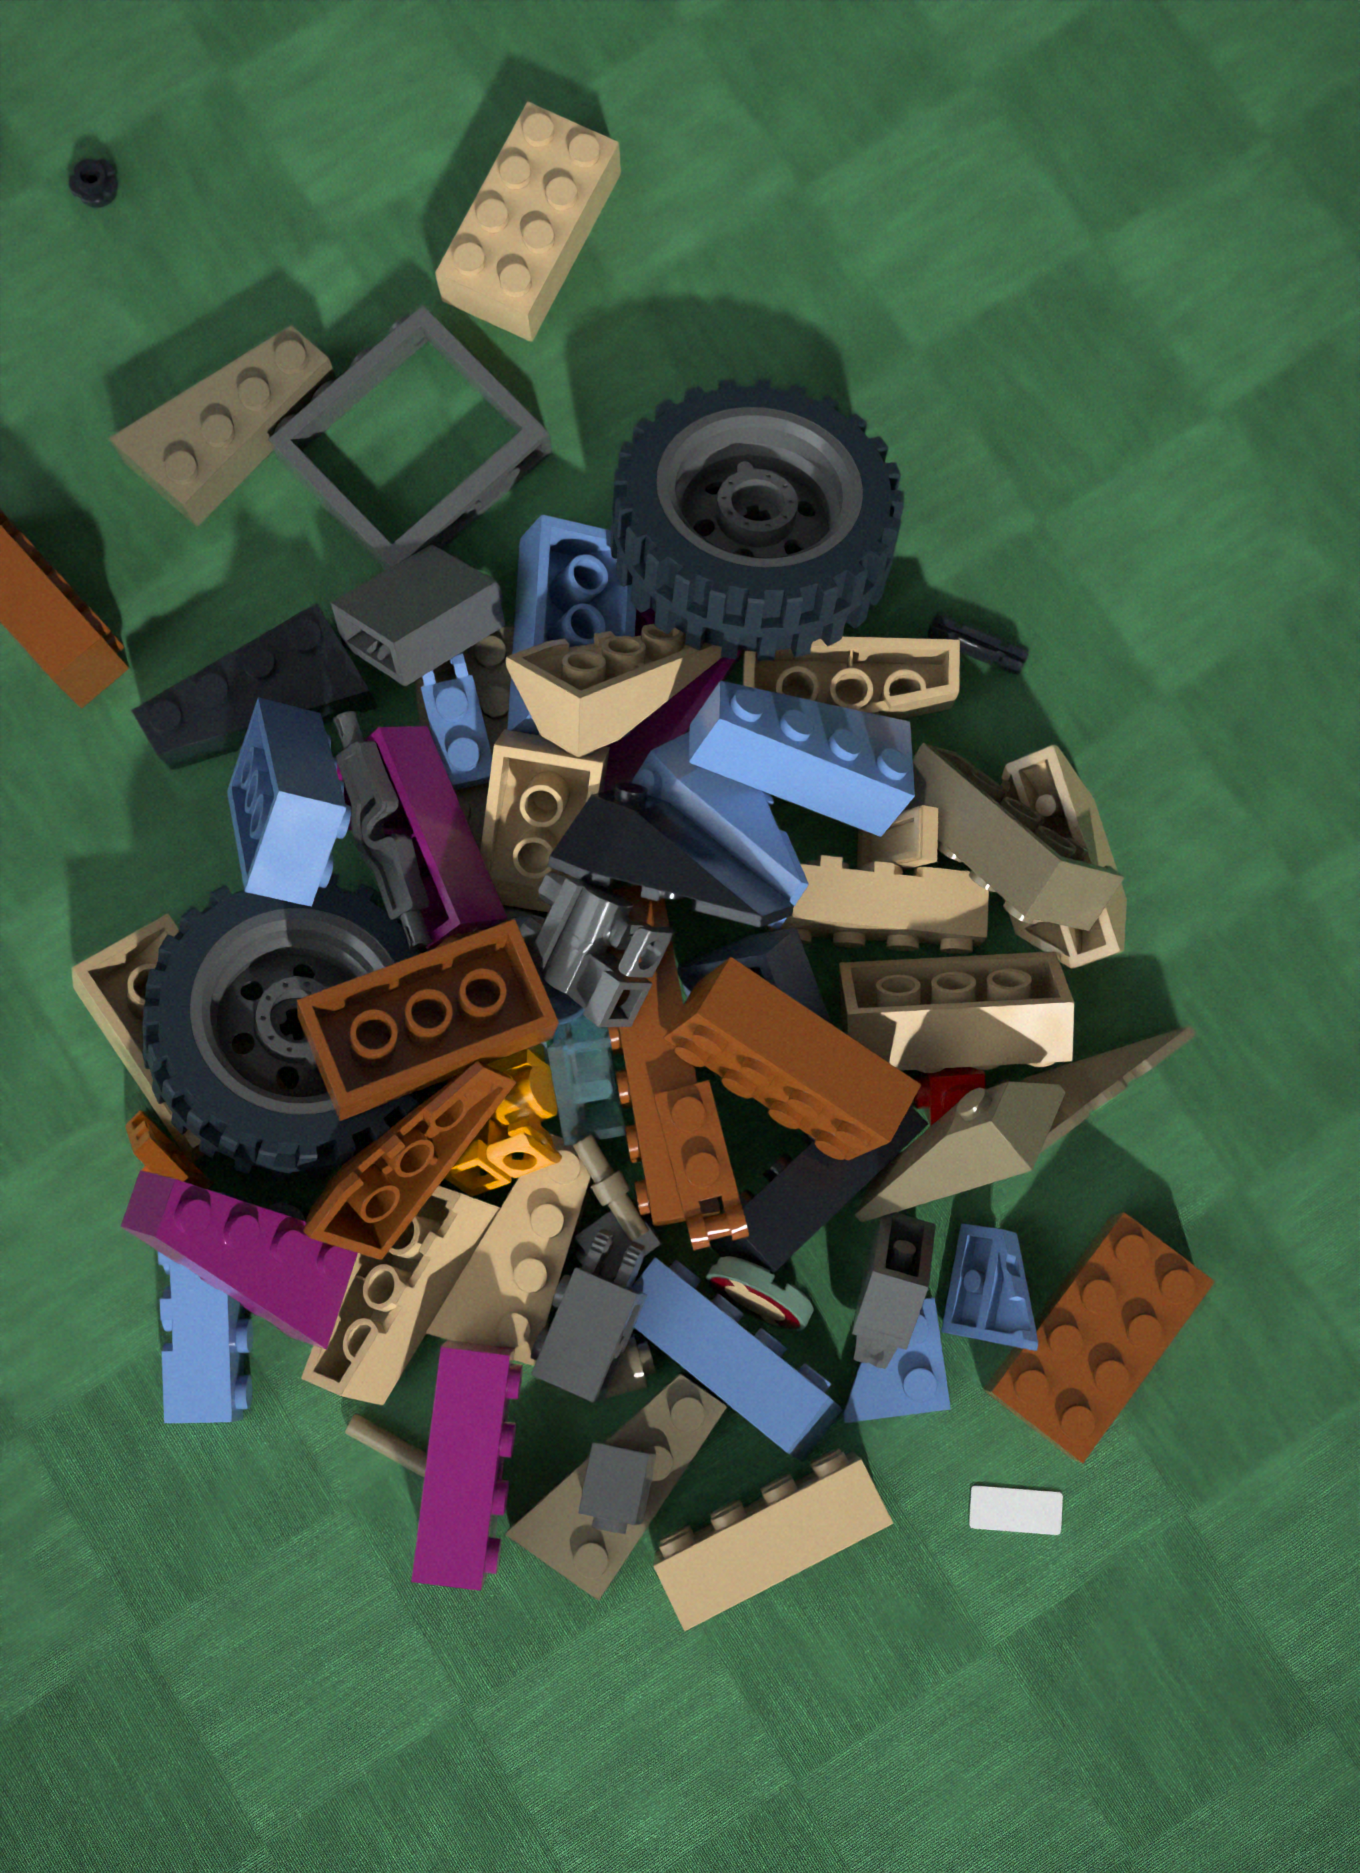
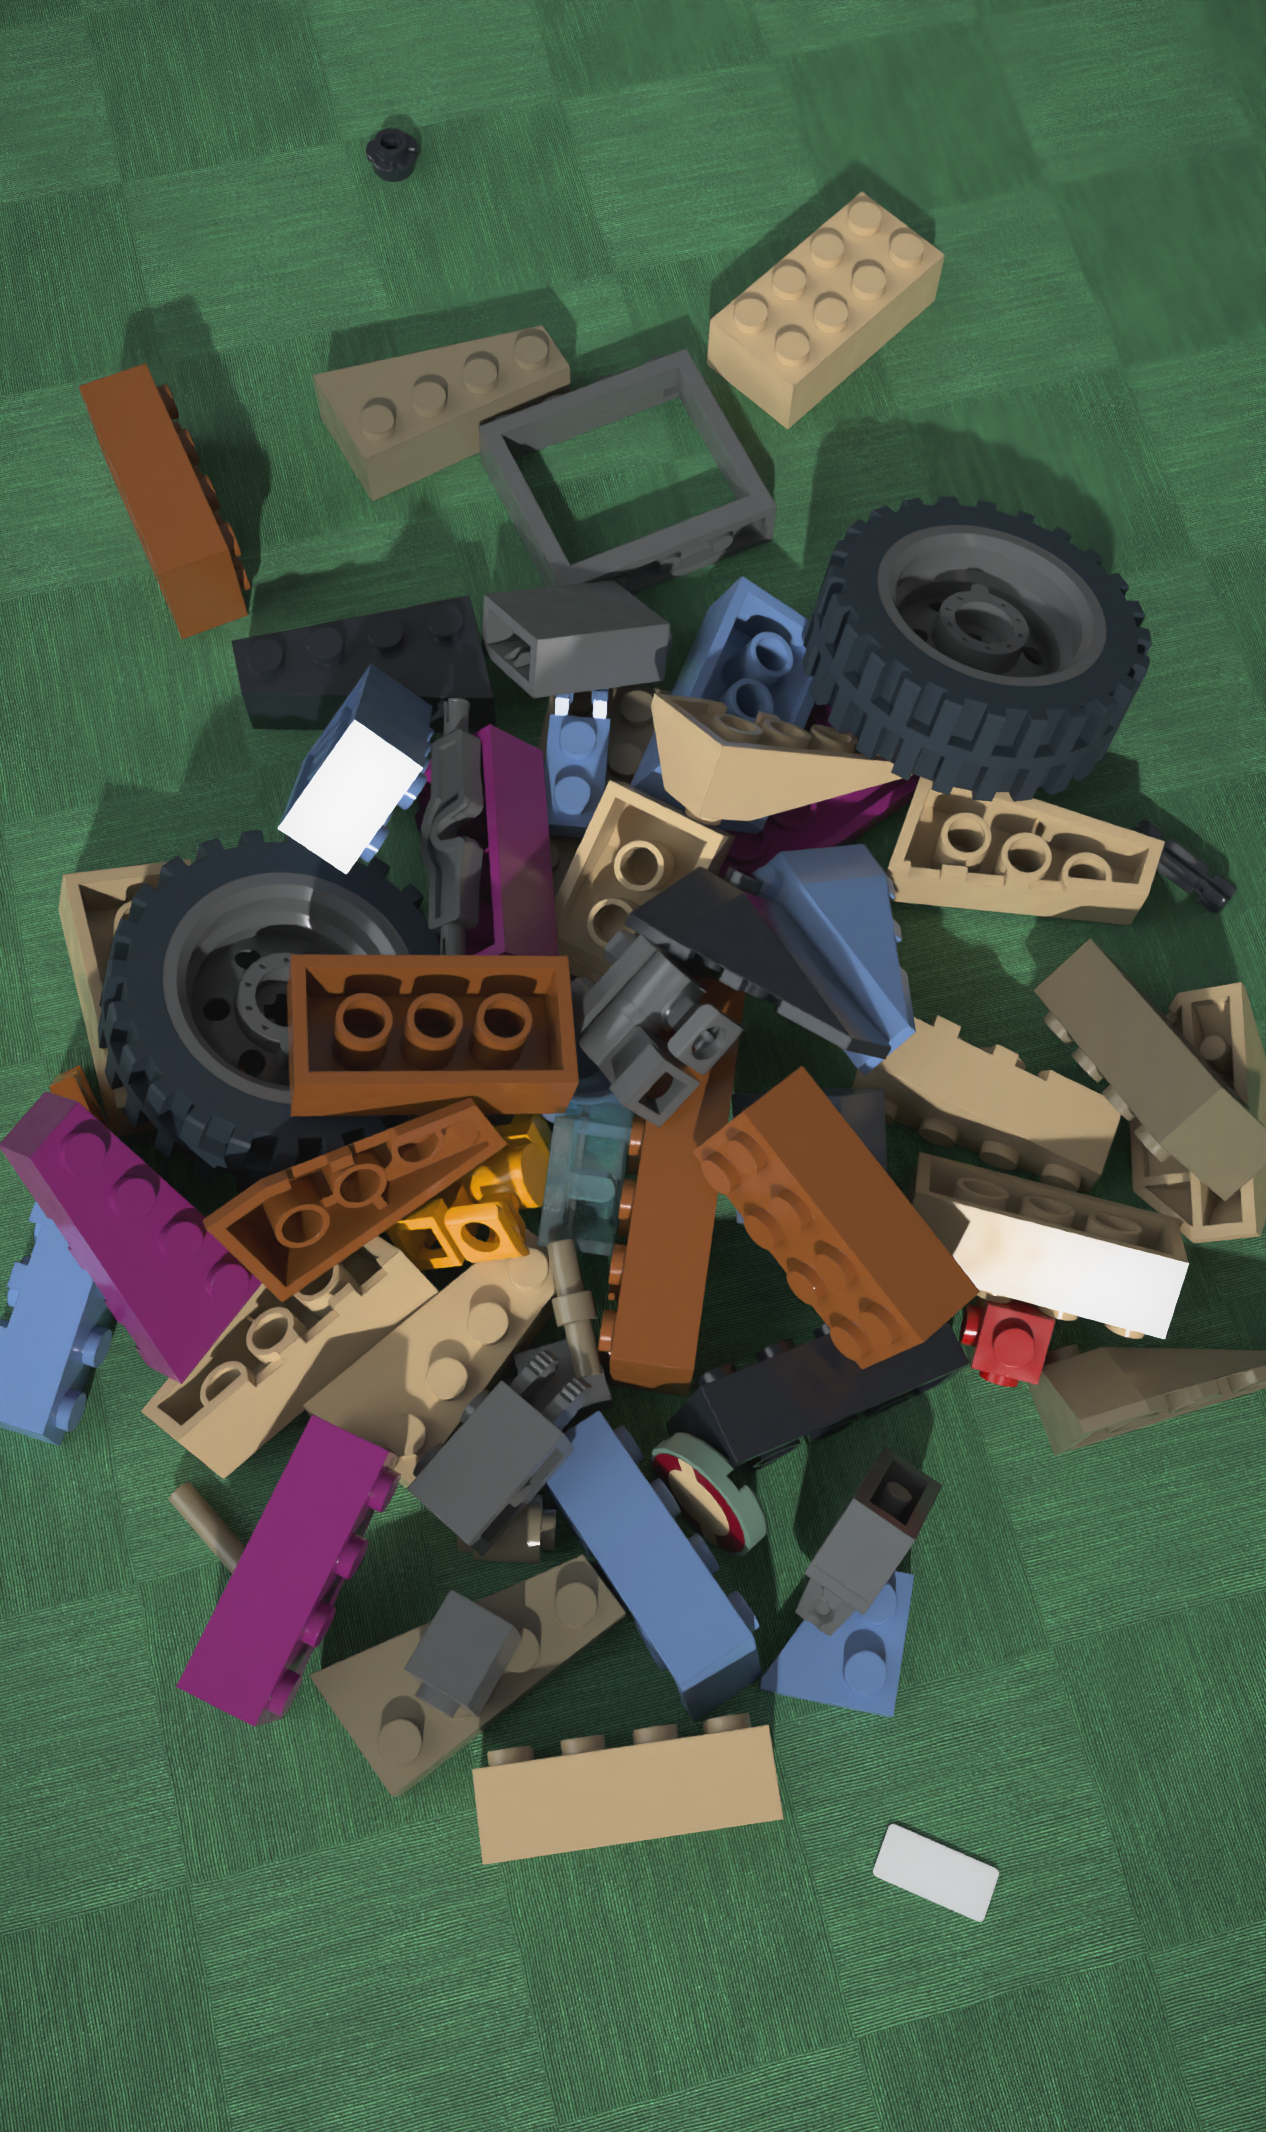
camera: 15 degrees right, 10 degrees down
(700, 1162) = (689, 1305): dark orange plate -> none
(808, 753) = (956, 901): medium blue wedge -> none
(907, 842) = (1039, 1033): tan tile -> none
(973, 1144) = (1031, 1384): dark tan wedge -> none
(989, 1290) = (984, 1586): medium blue wing -> none
(1099, 1336) = (1101, 1688): dark orange brick -> none

